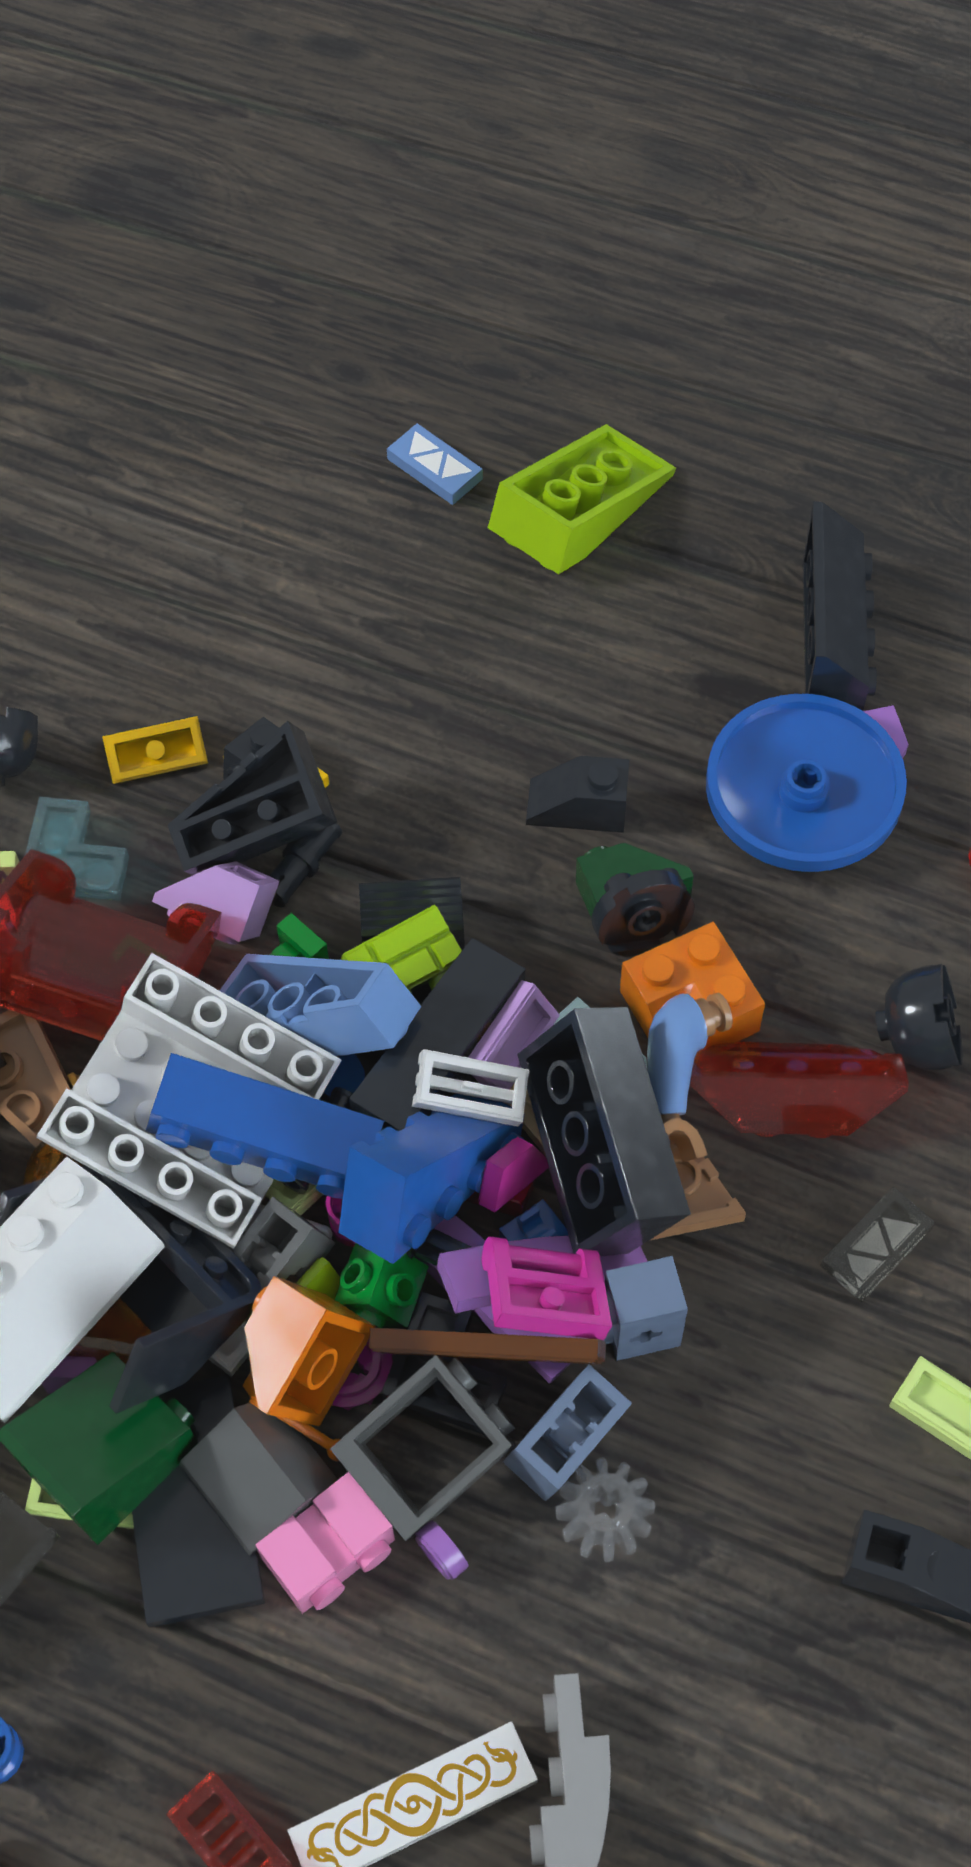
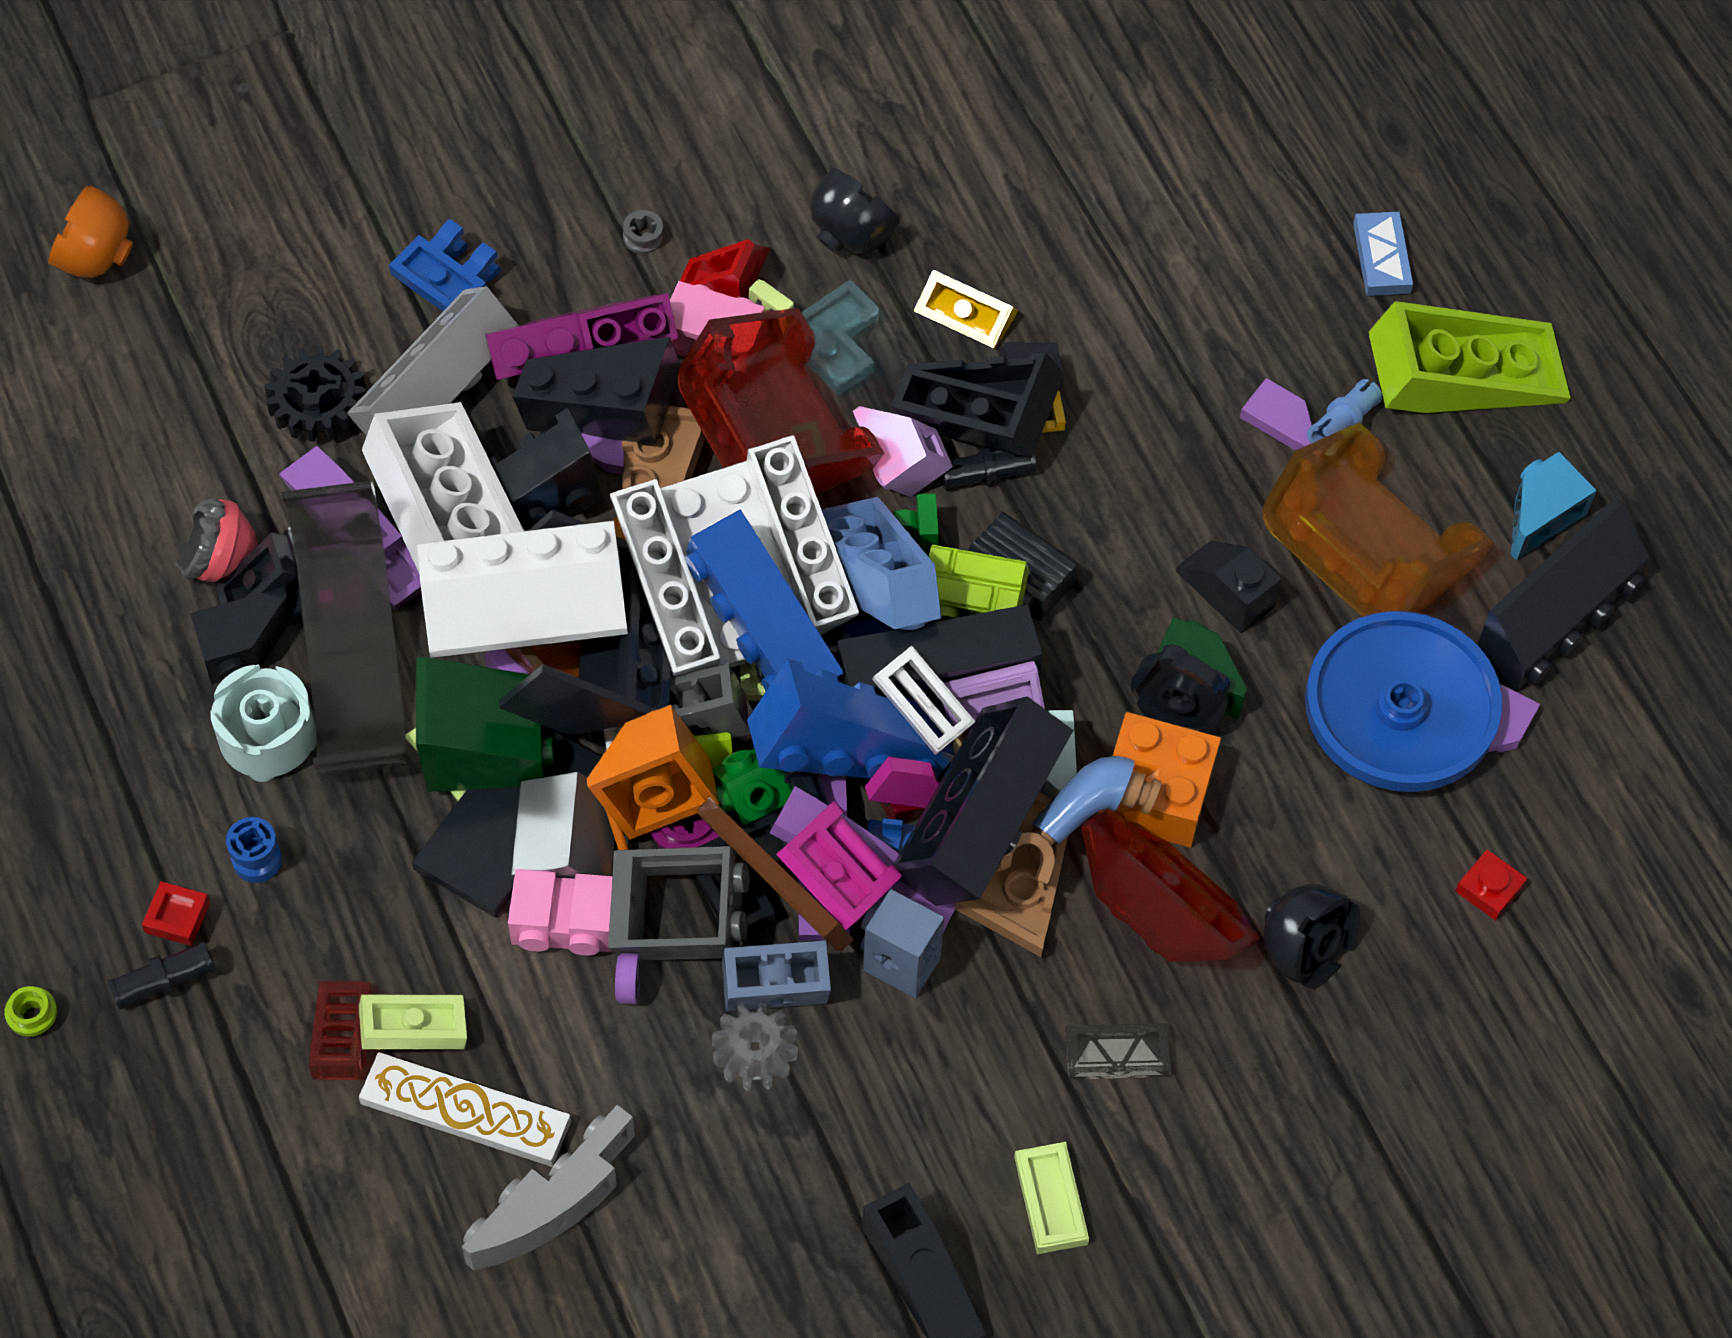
camera: 40 degrees right, 0 degrees up
(293, 1772) = (412, 1022): none -> yellowish green plate
(488, 642) = (1278, 414): none -> medium lavender tile
(535, 603) = (1346, 410): none -> medium blue pin
(645, 684) = (1360, 533): none -> clear orange windscreen
(742, 553) = (1548, 502): none -> dark azure slope

